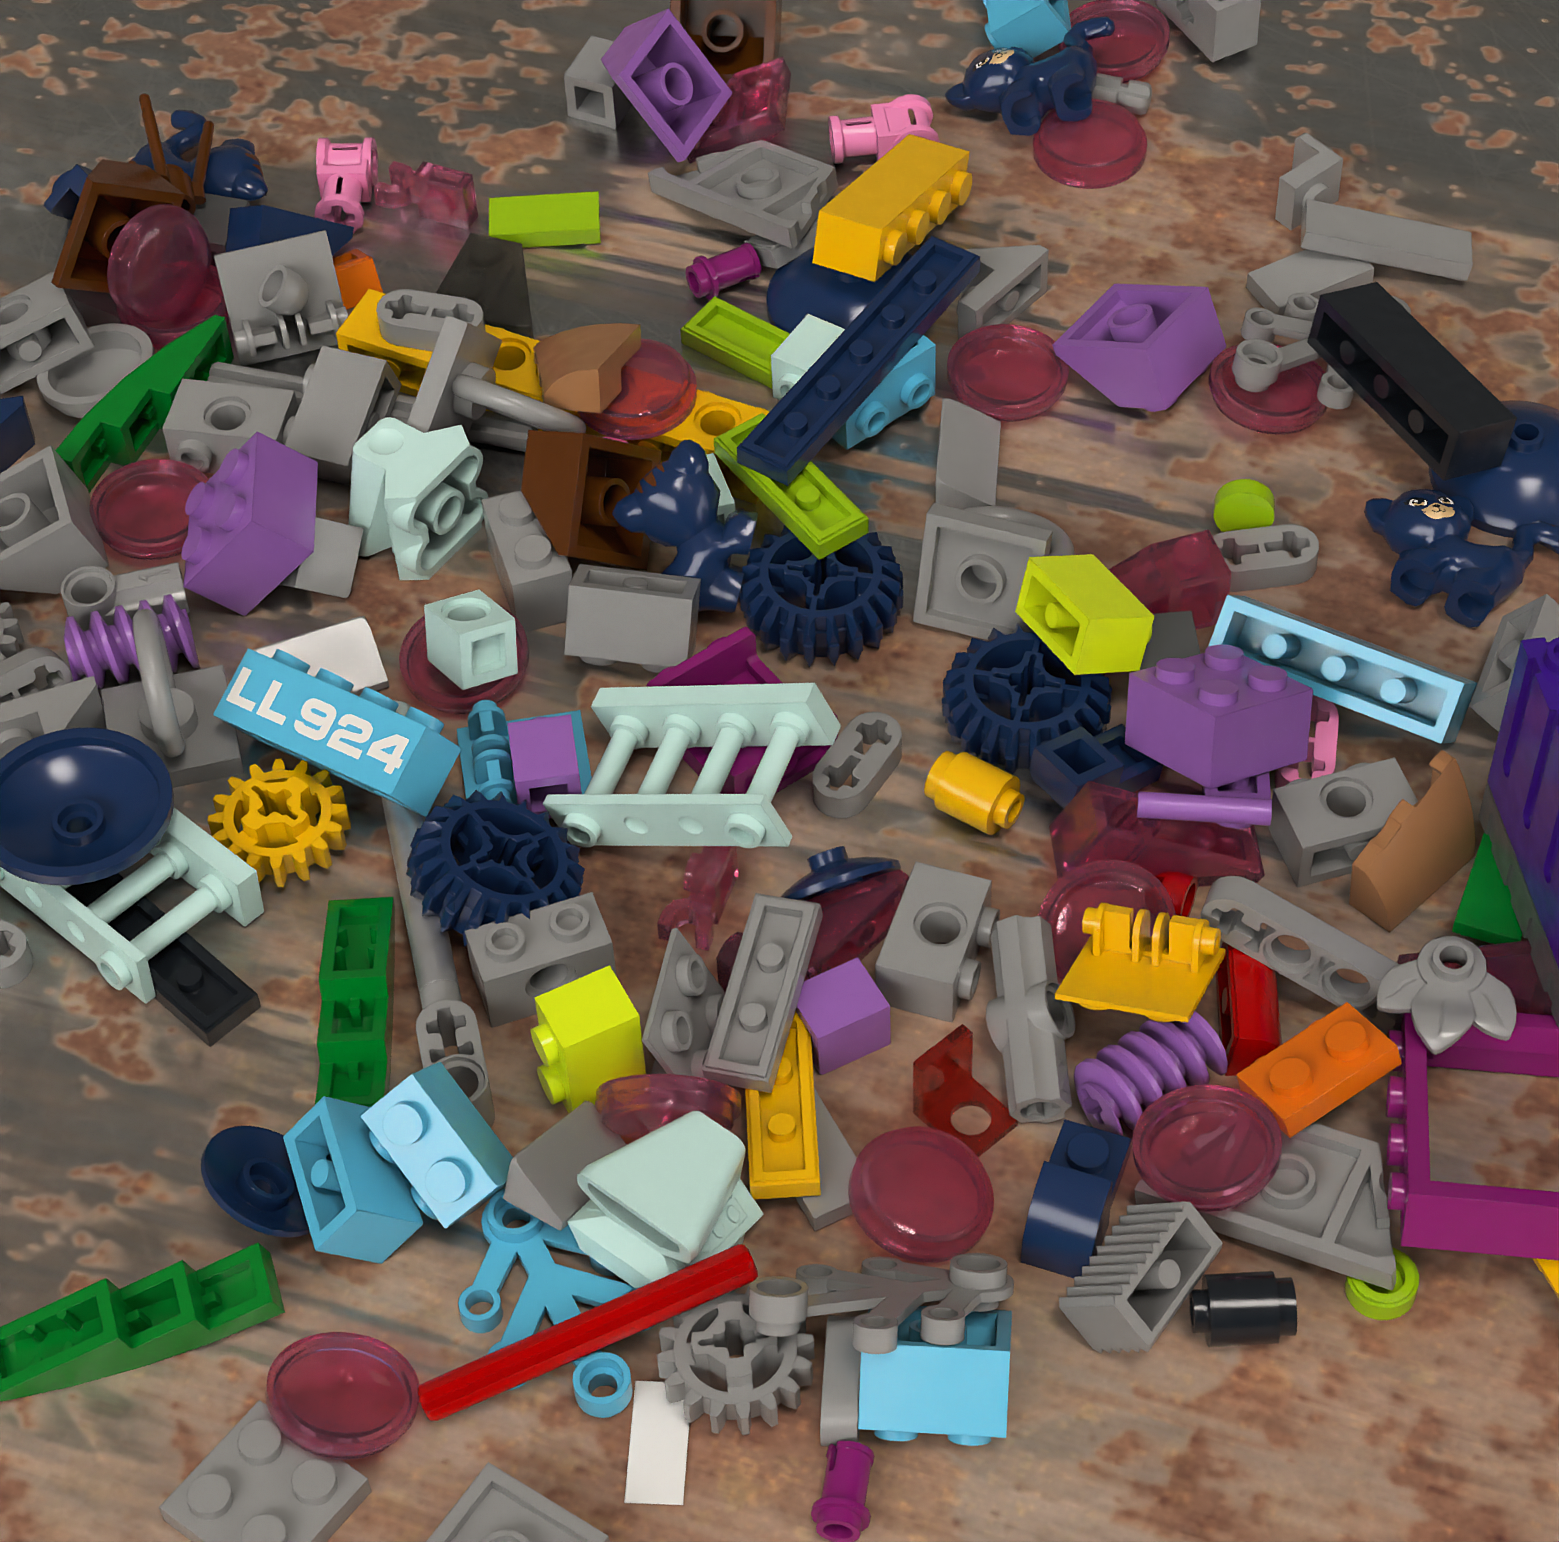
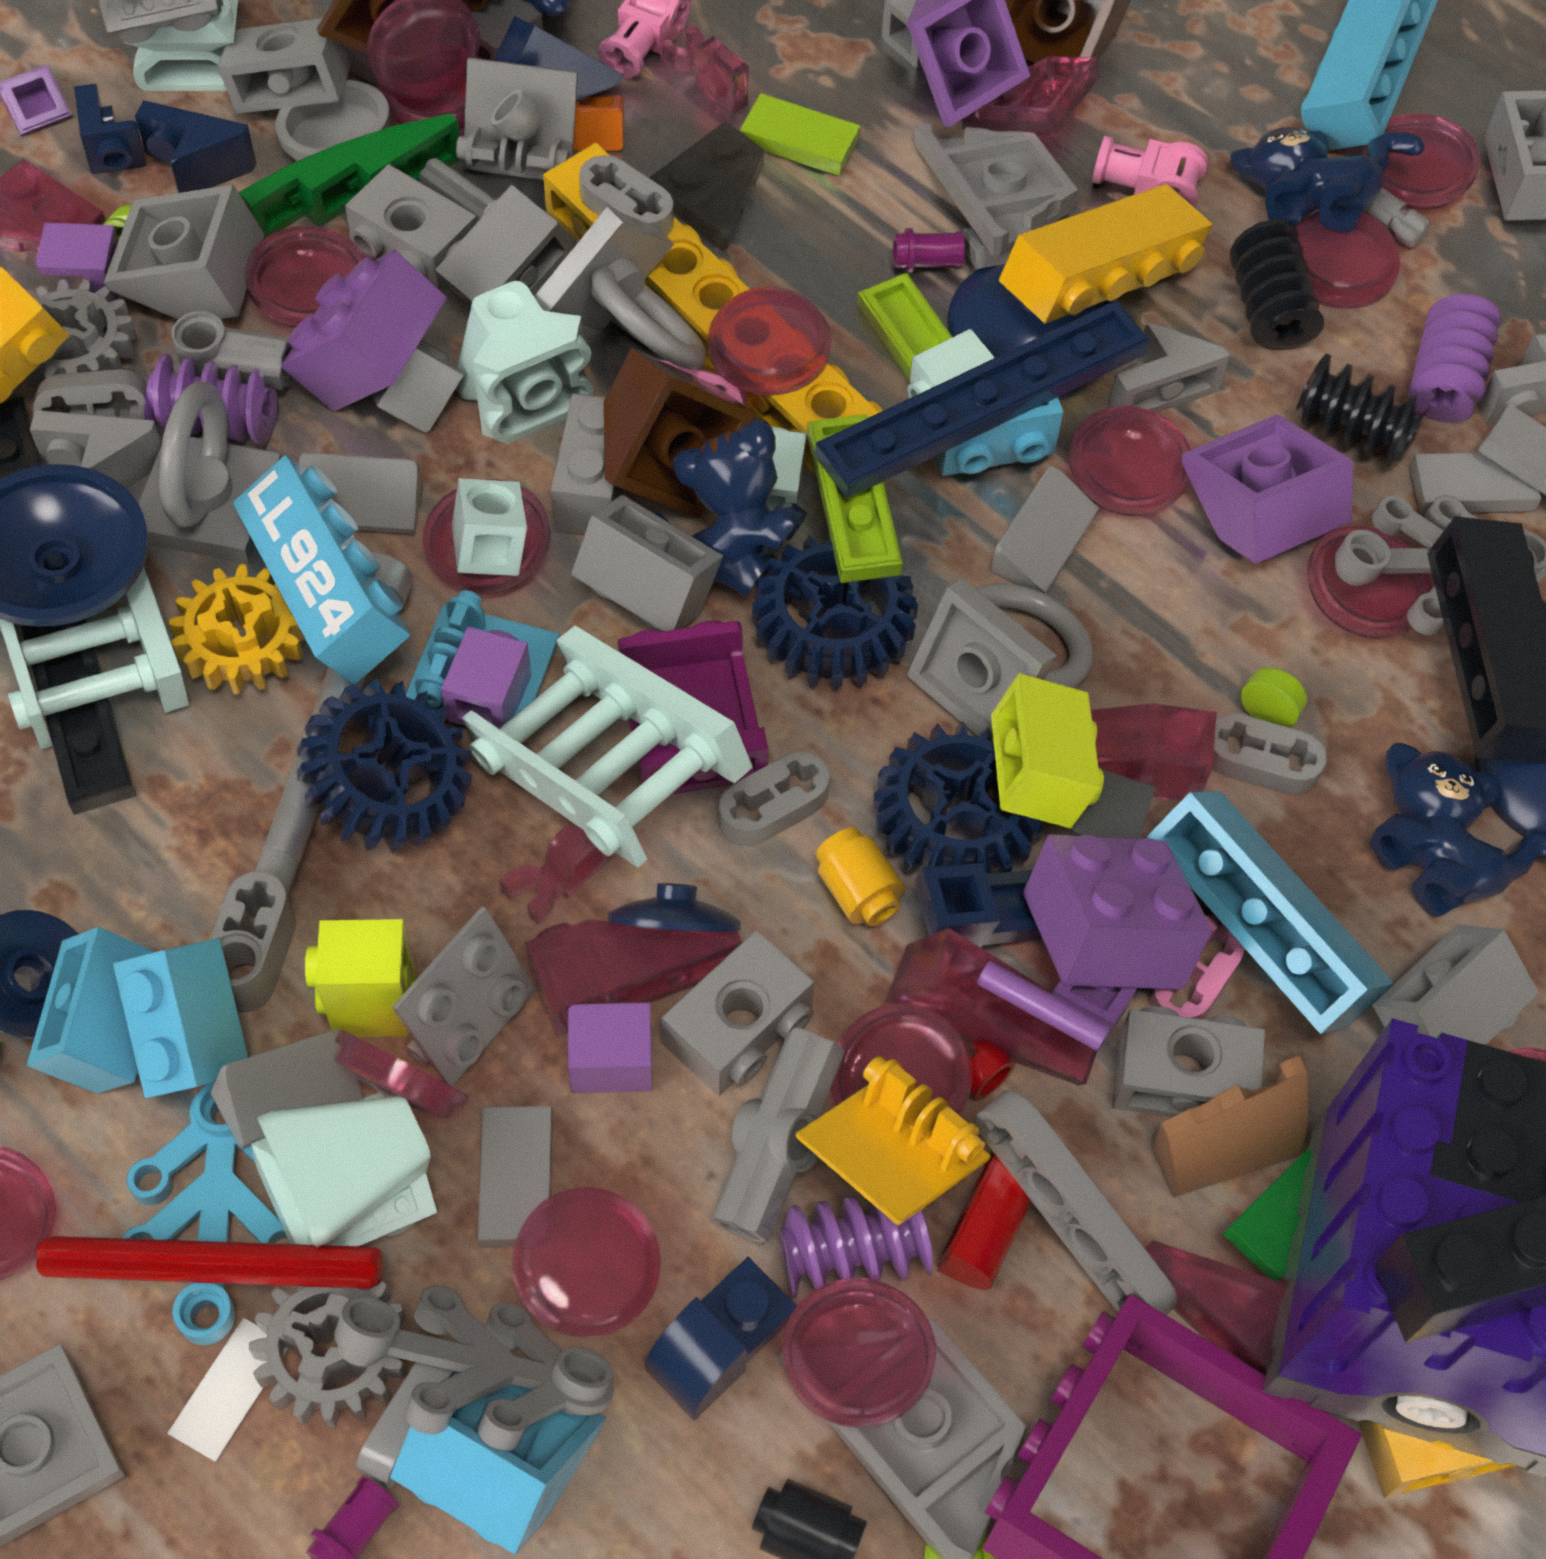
camera: 20 degrees right, 10 degrees up
(356, 1000) = (206, 840): green slope -> none
(536, 955) = (382, 871): light grey brick -> none
(584, 365) = (724, 301): medium nougat slope -> none
(763, 992) = (541, 1000): light grey tile -> none
(784, 1126) = (505, 1116): yellow tile -> none
(946, 1084) = (670, 1159): clear red bracket -> none
(1051, 183) = (1276, 285): none -> black piece
(1140, 1276) = (728, 1452): light grey brick -> none
(1183, 253) = (1360, 411): none -> black piece
(1237, 183) = (1455, 356): none -> medium lavender piece
(1320, 1068) = (1007, 1323): orange bracket -> none
(1446, 999) = (1166, 1318): light grey plate -> none

